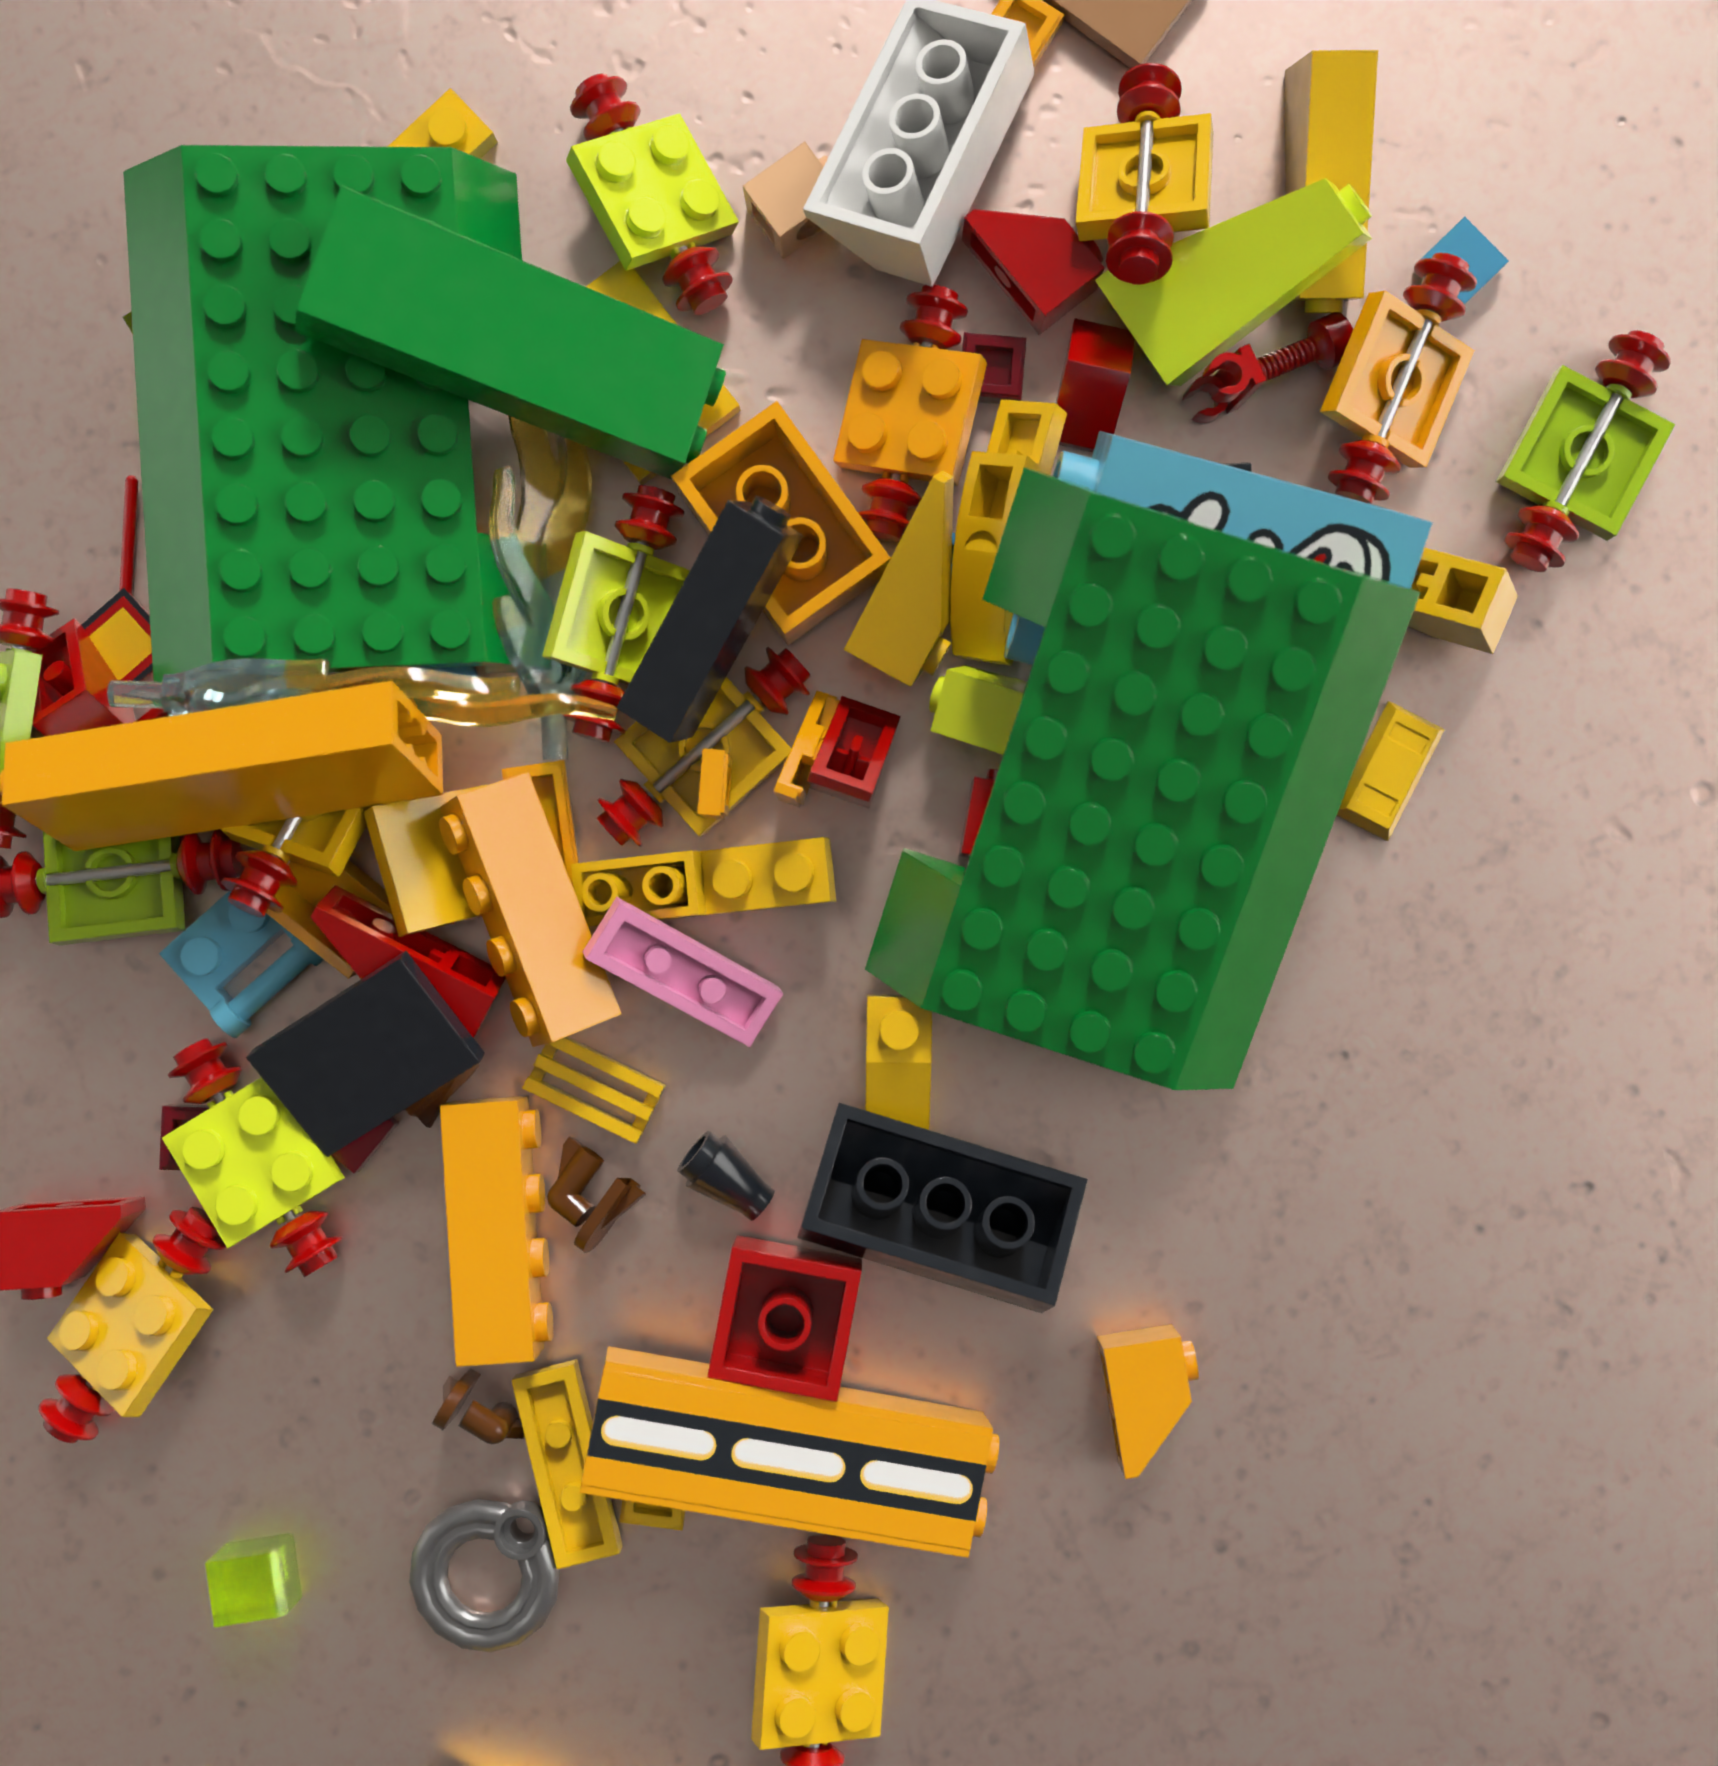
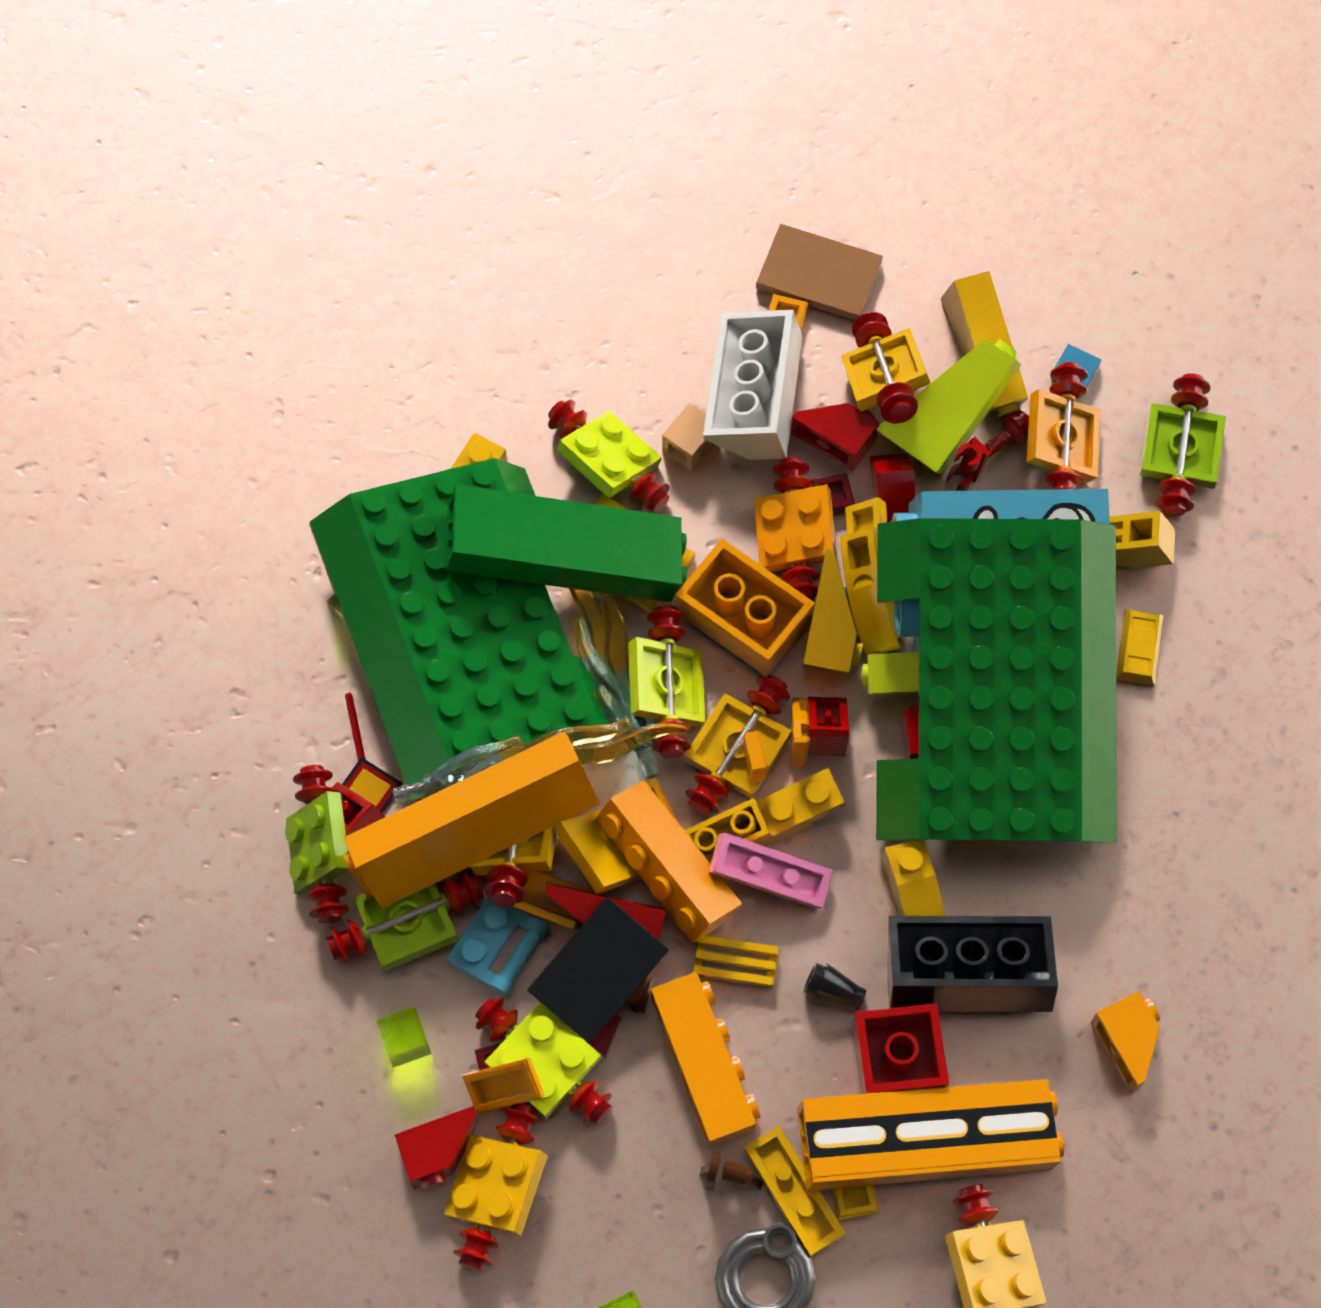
camera: 25 degrees left, 20 degrees down
(58, 1058) = (403, 1037): none -> clear neon green piece
(176, 1188) = (503, 1085): none -> light orange tile
(575, 1172) = (741, 1014): reddish brown piece -> none
(711, 618) = (725, 661): black brick -> none

